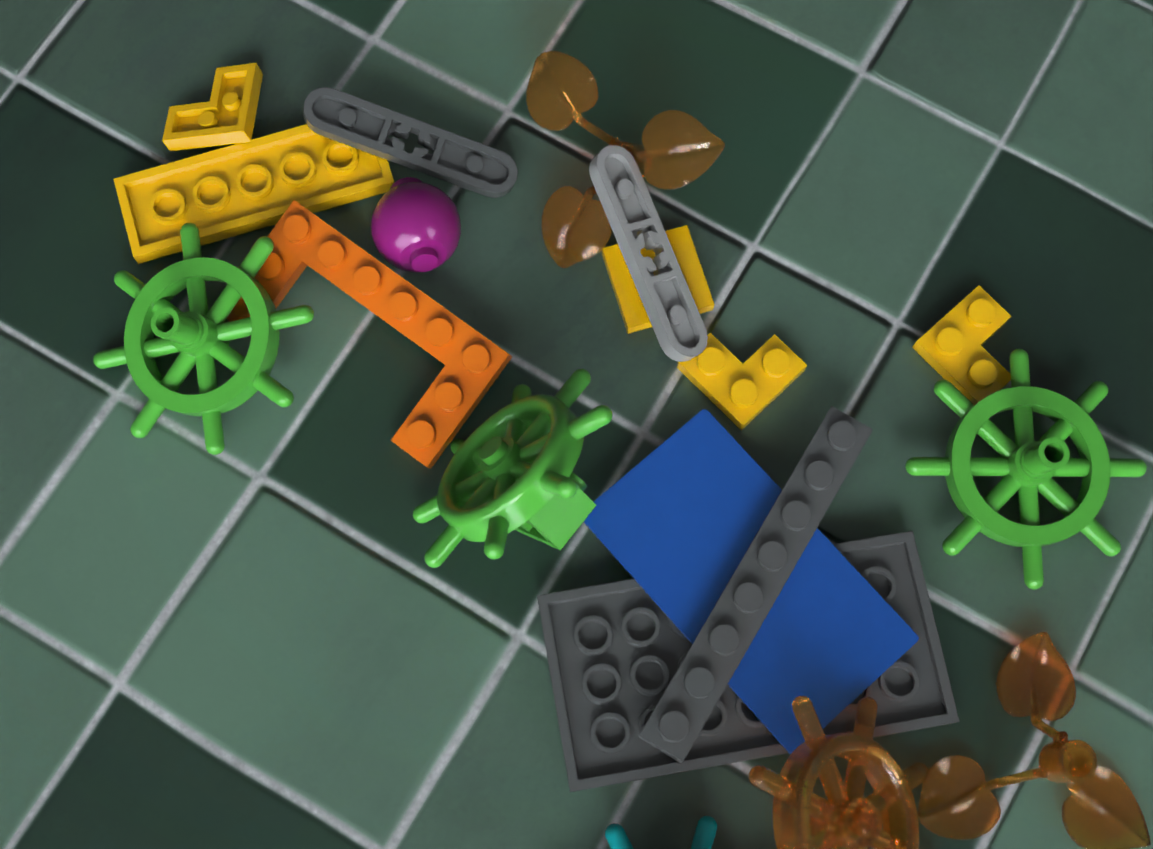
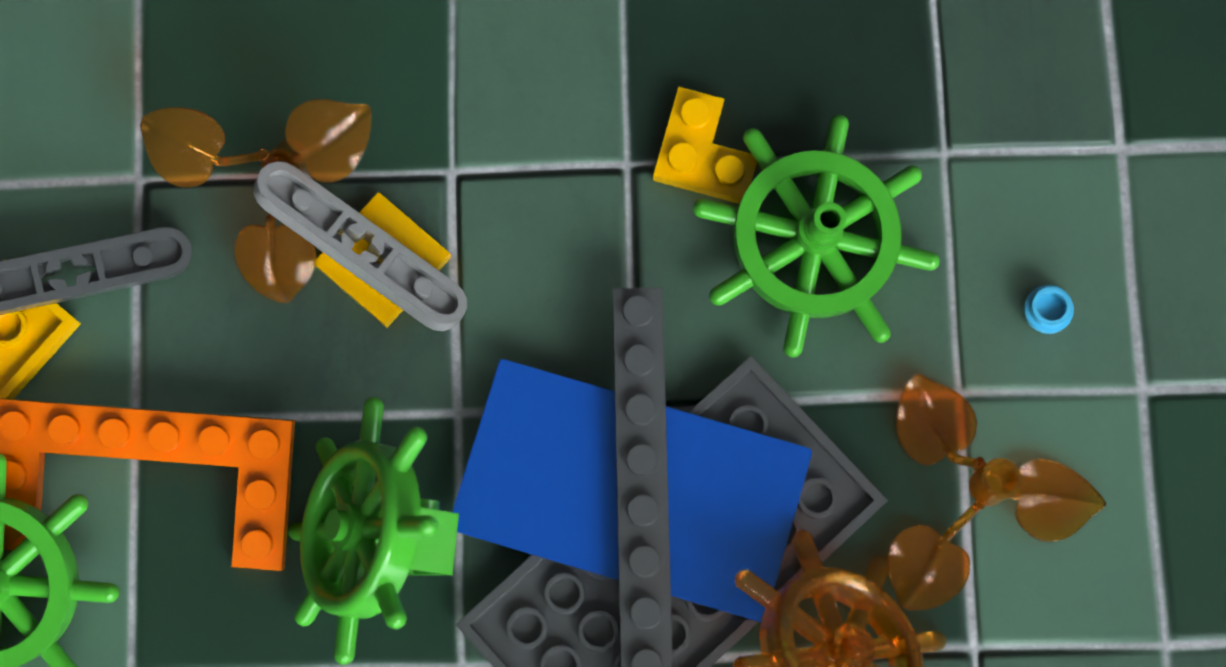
camera: 30 degrees left, 5 degrees up
(415, 226) = (124, 350): magenta brick -> none
(745, 387) = (526, 313): yellow plate -> none

